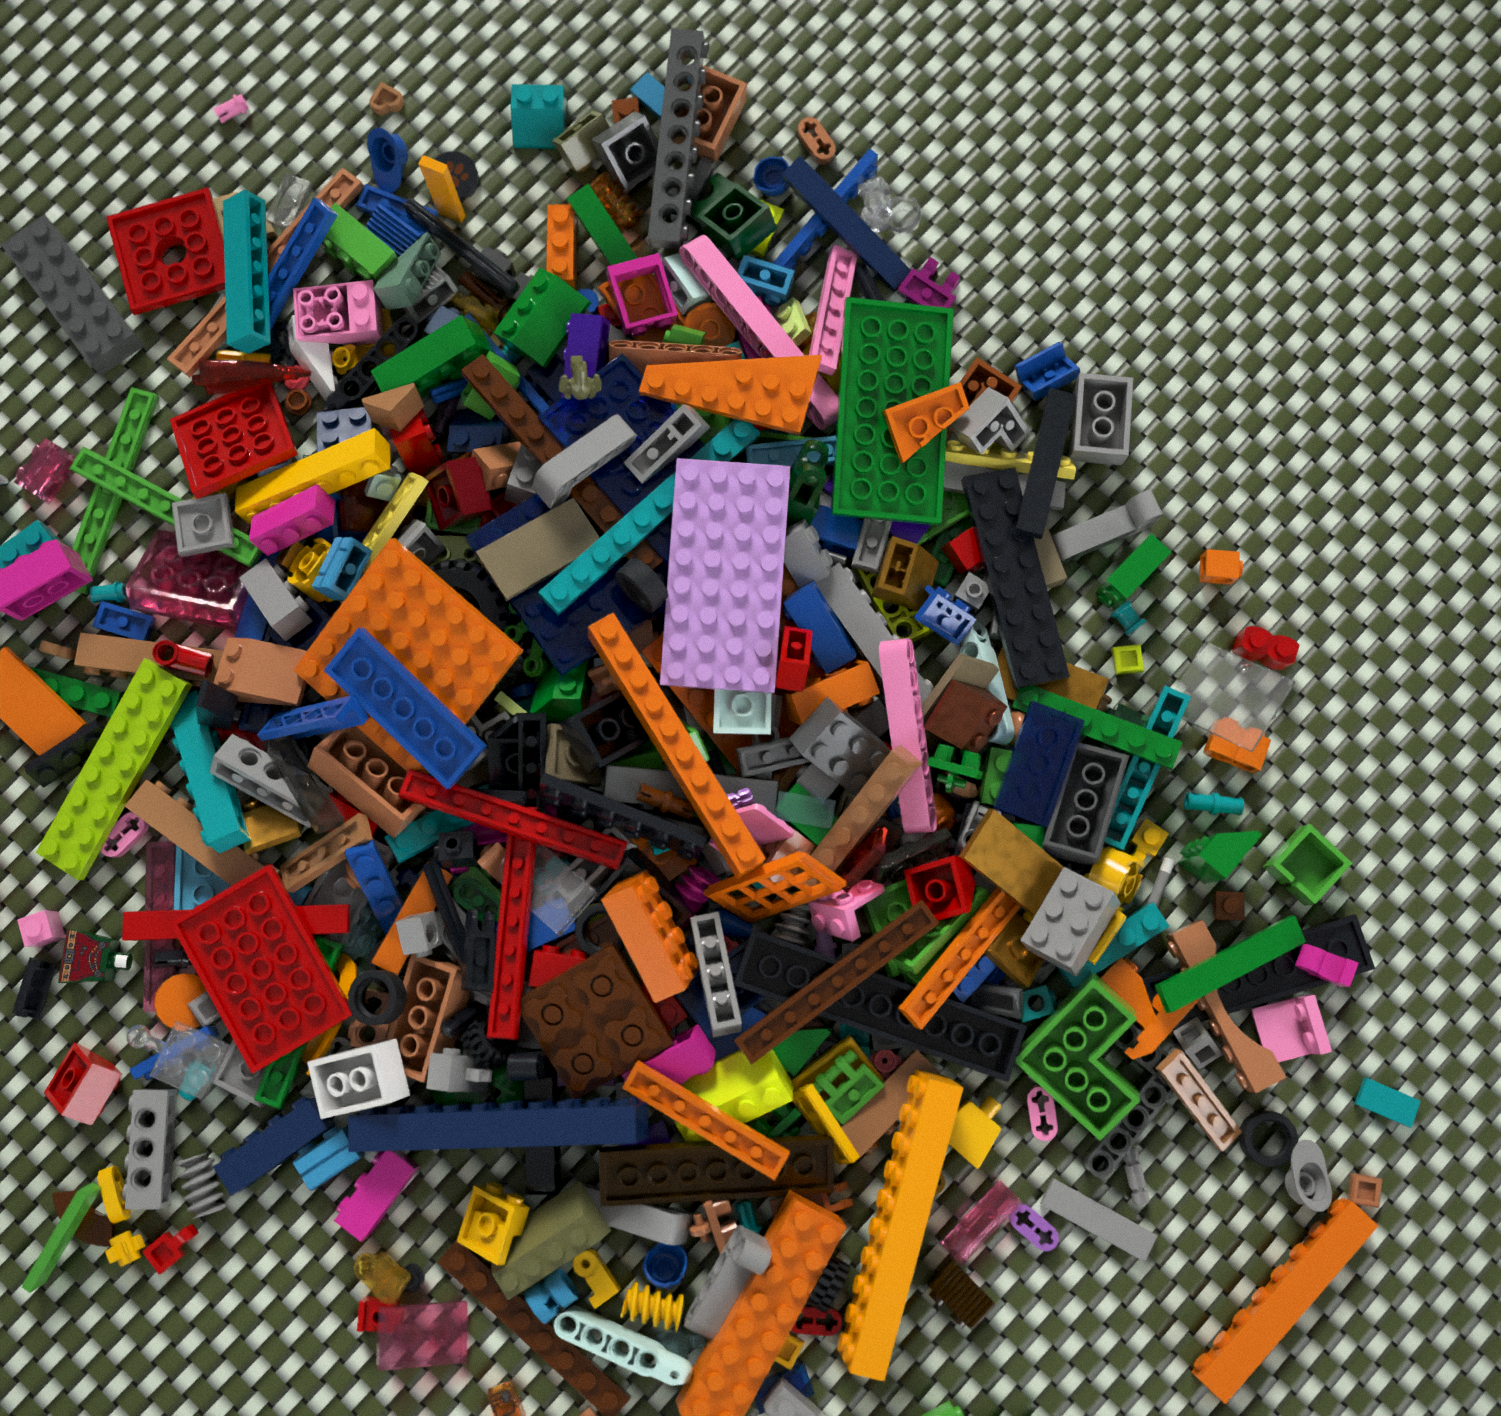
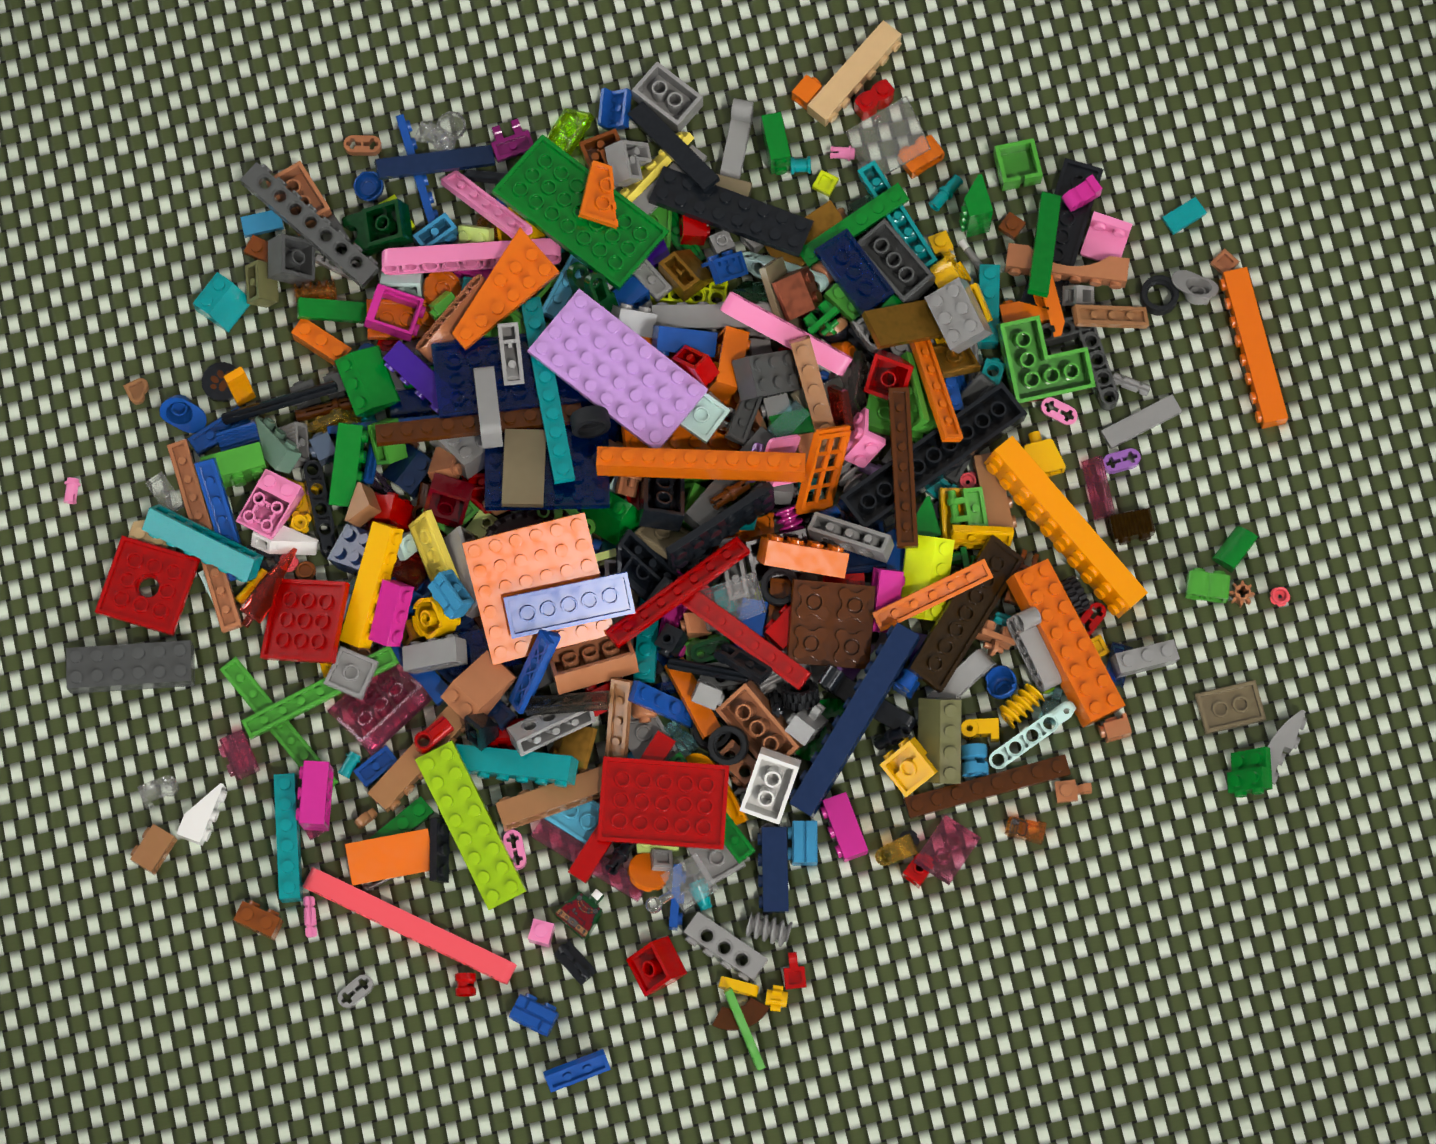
camera: 55 degrees left, 5 degrees down
(514, 1179) = (892, 737): none -> black pin
(580, 384) = (439, 377): olive piece -> none
(588, 1155) = (906, 684): none -> blue leg
(934, 660) = (752, 291): none -> clear green plate
(984, 340) = (570, 129): none -> clear neon green plate
(1178, 656) = (844, 153): none -> bright pink pin
(1281, 605) = (854, 74): none -> tan brick

